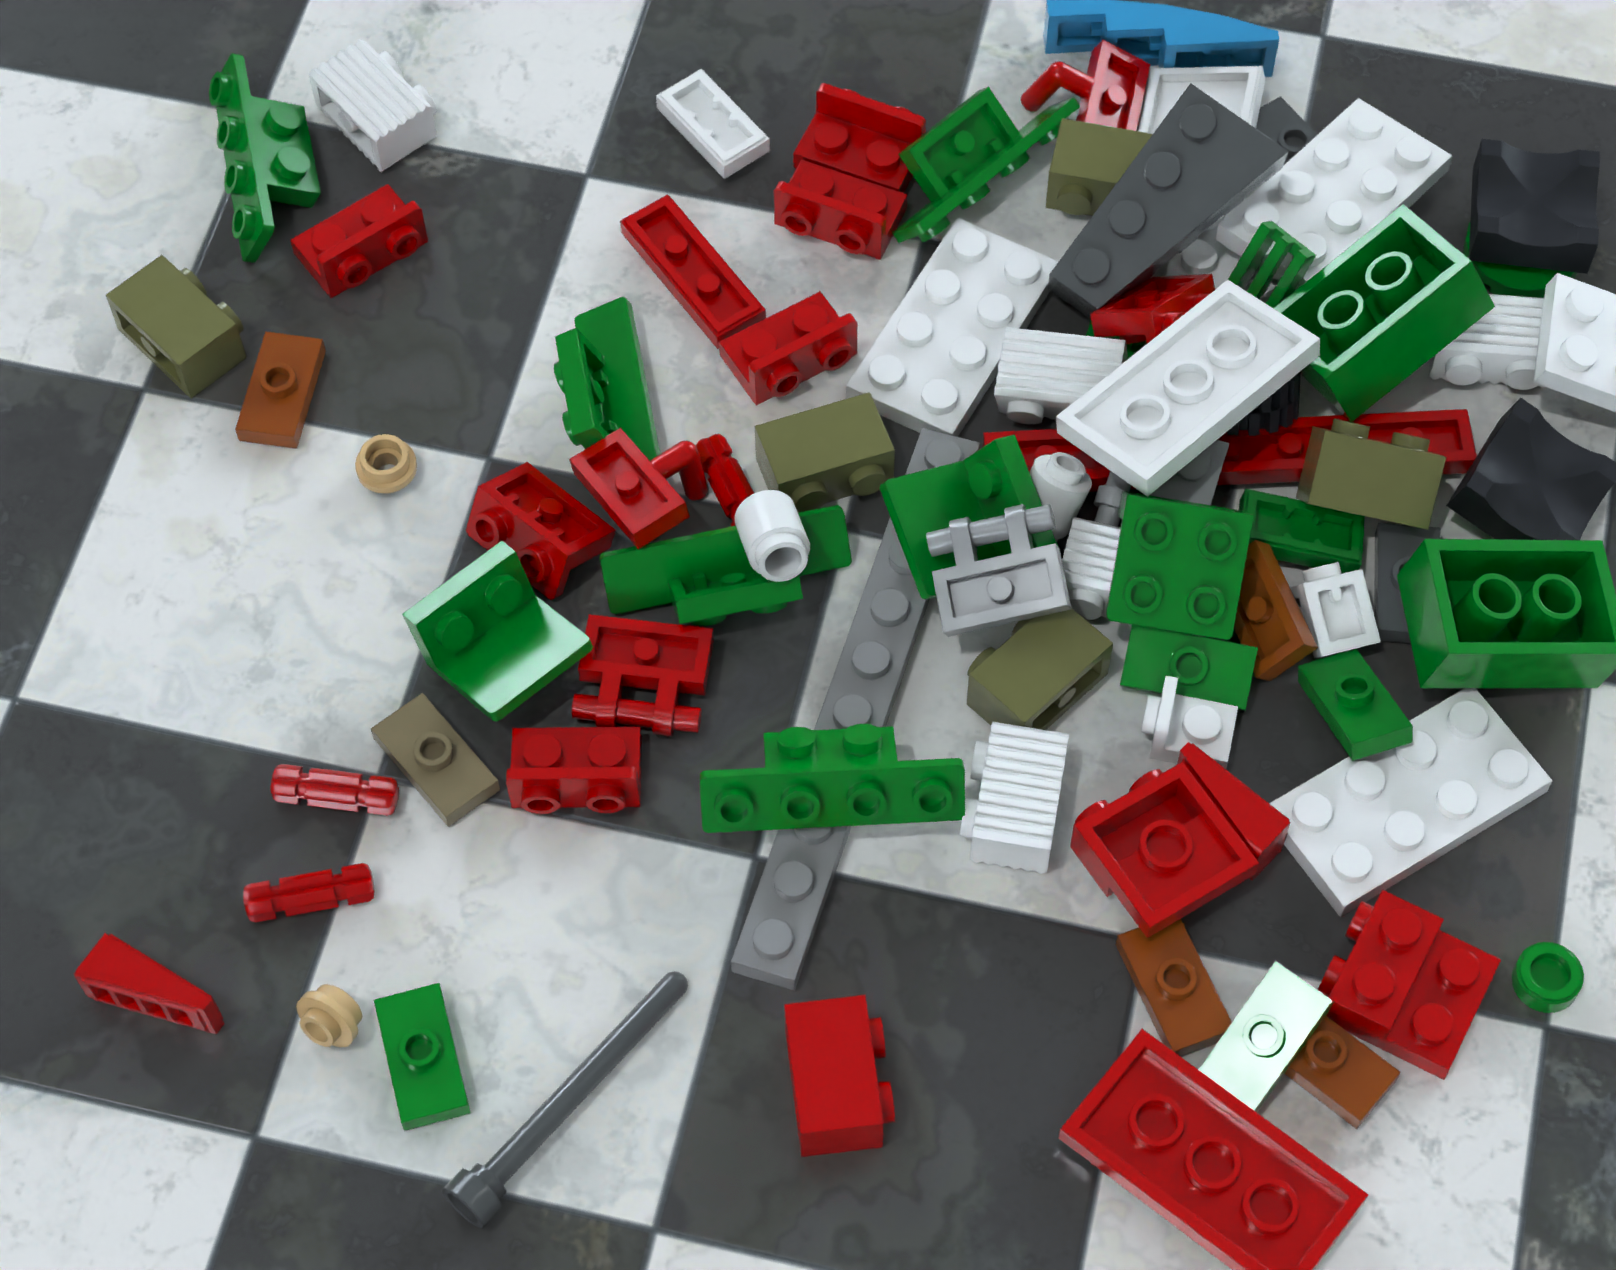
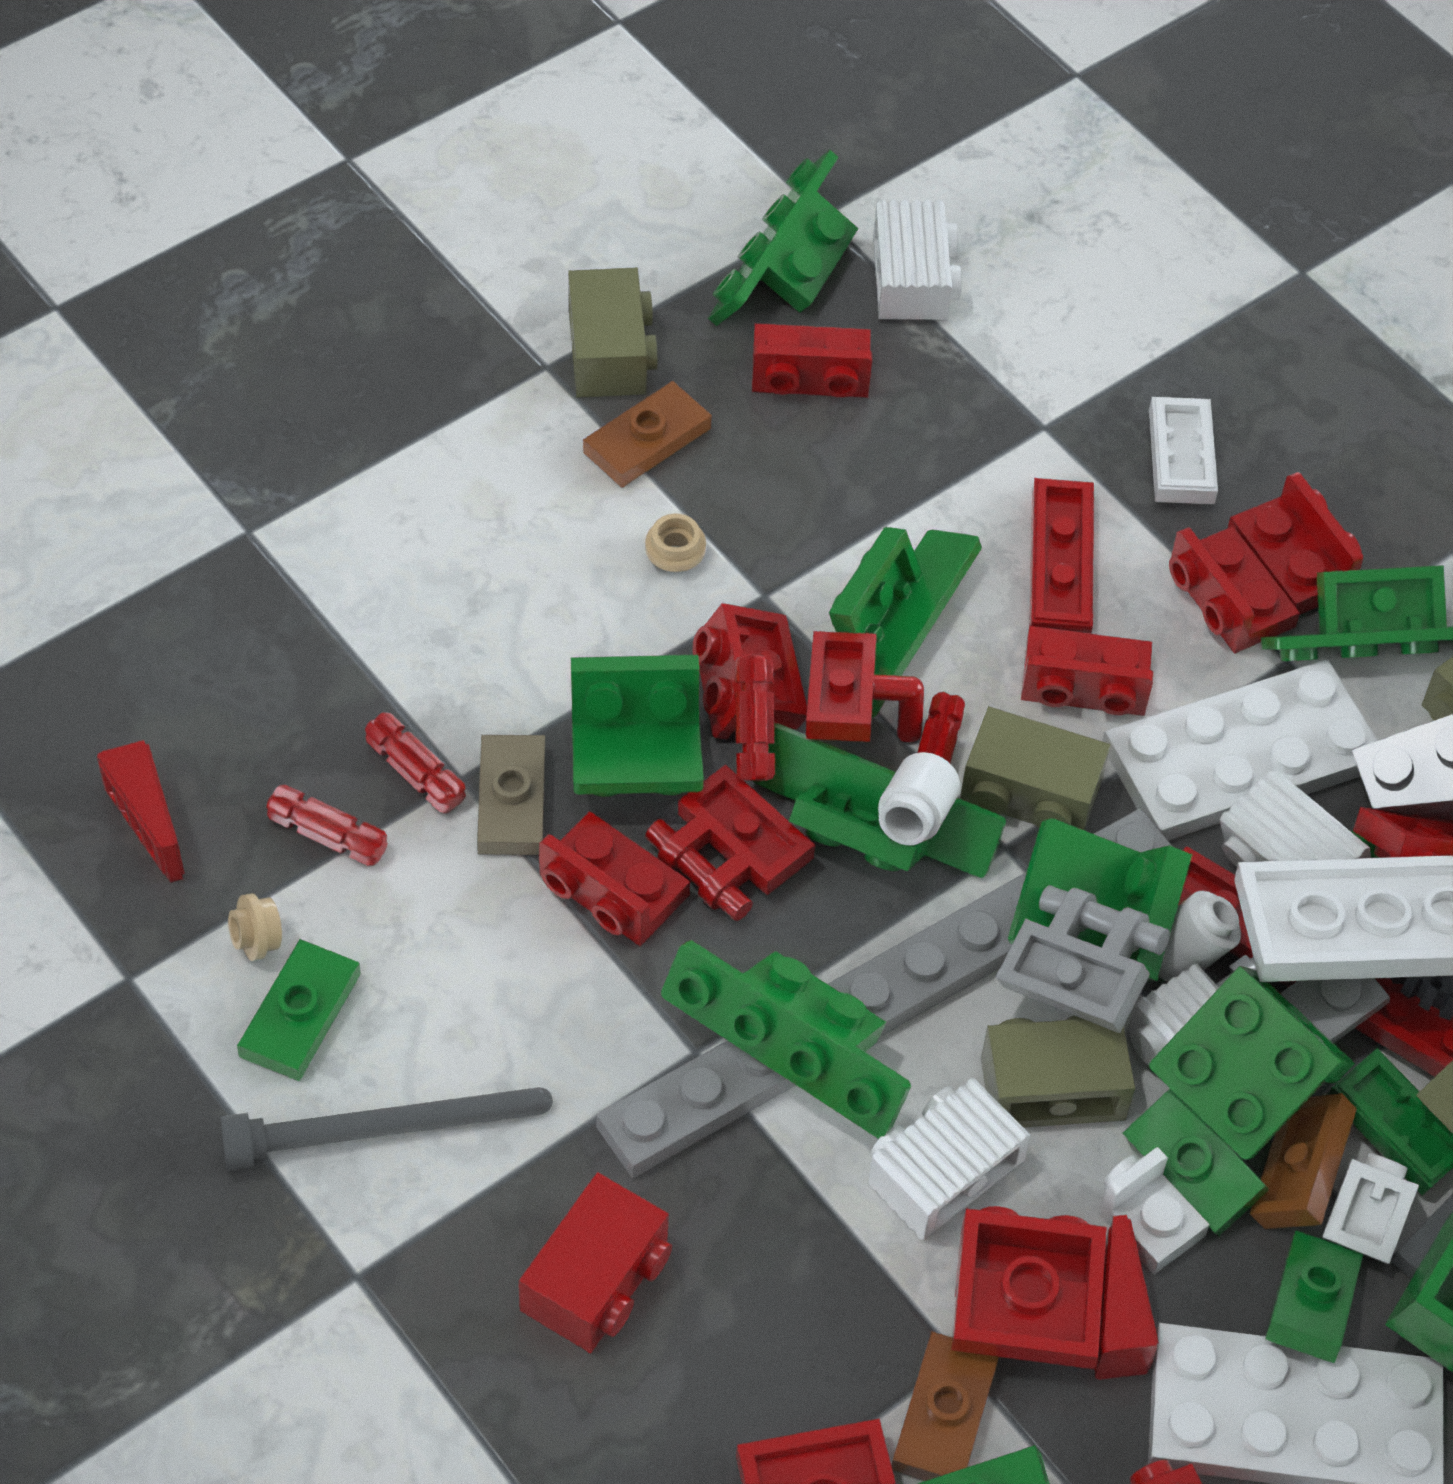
camera: 35 degrees right, 5 degrees down
(587, 560) = (754, 717): none -> red axle

